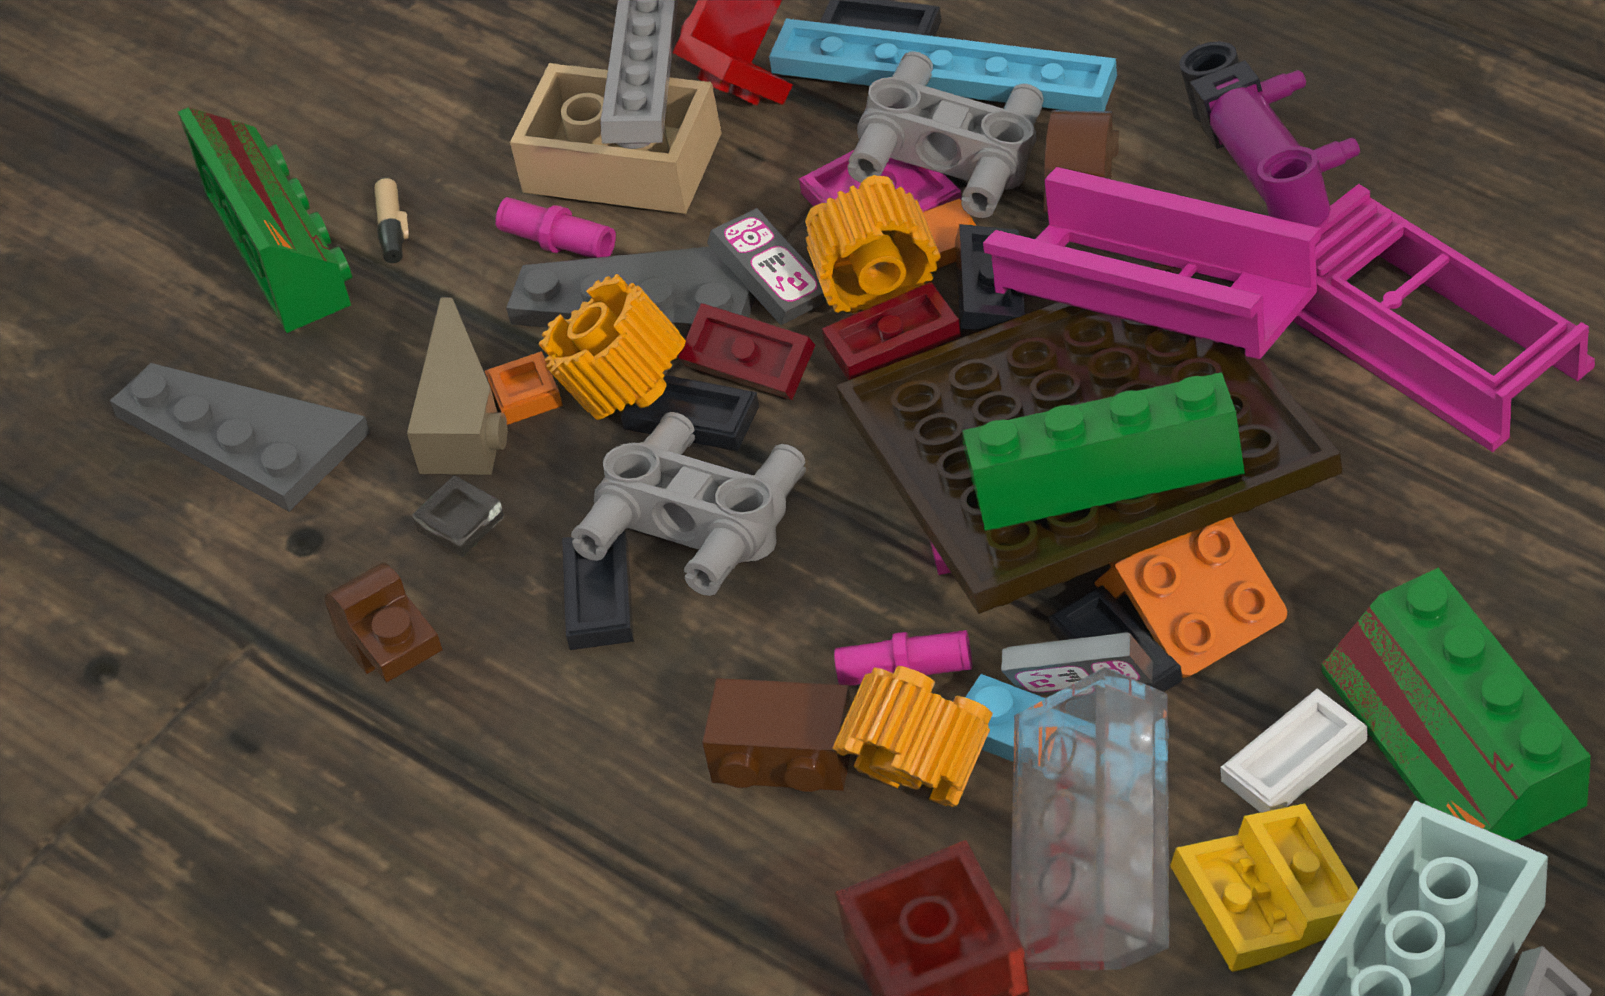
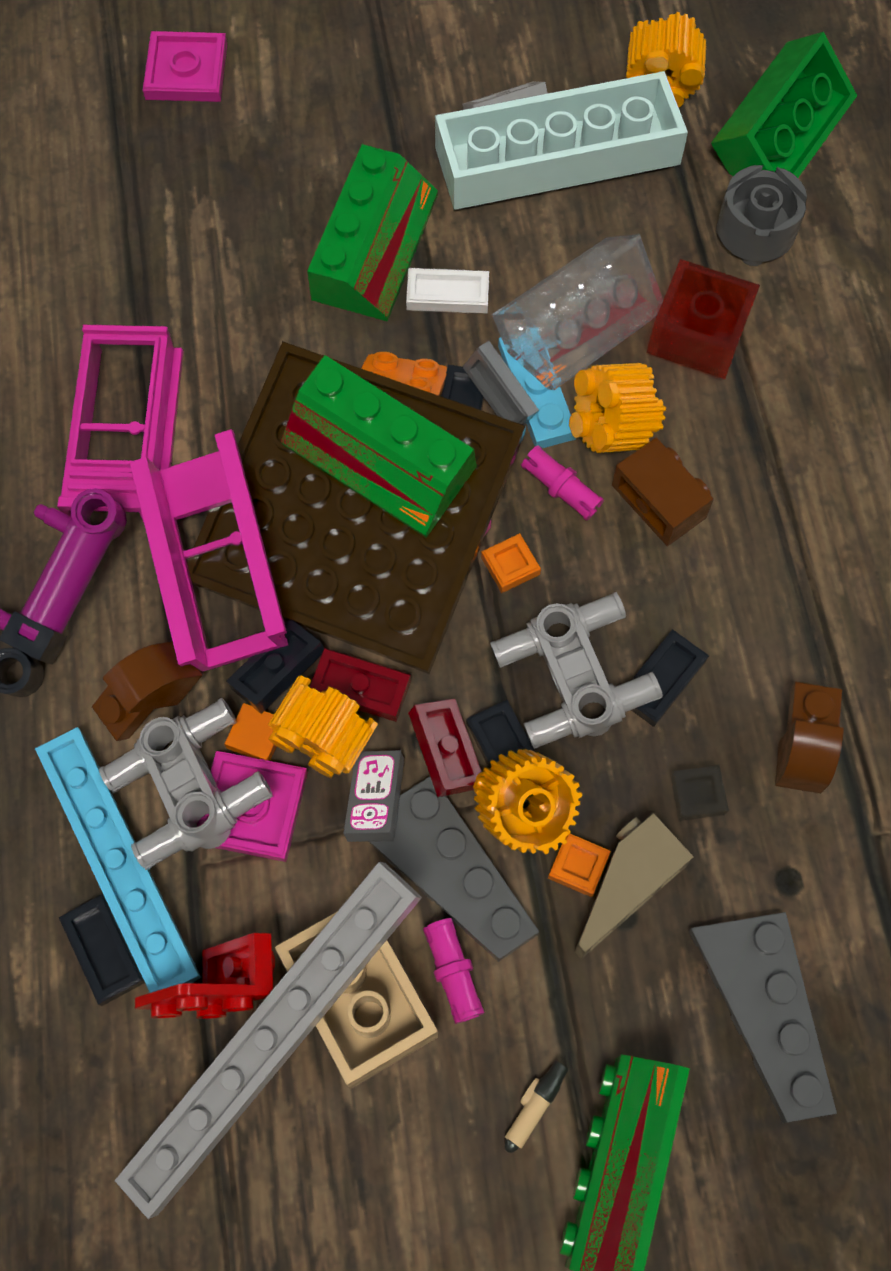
camera: 145 degrees left, 20 degrees up
(873, 555) = (510, 563): none -> orange tile
(1266, 887) = (526, 244): yellow slope -> none

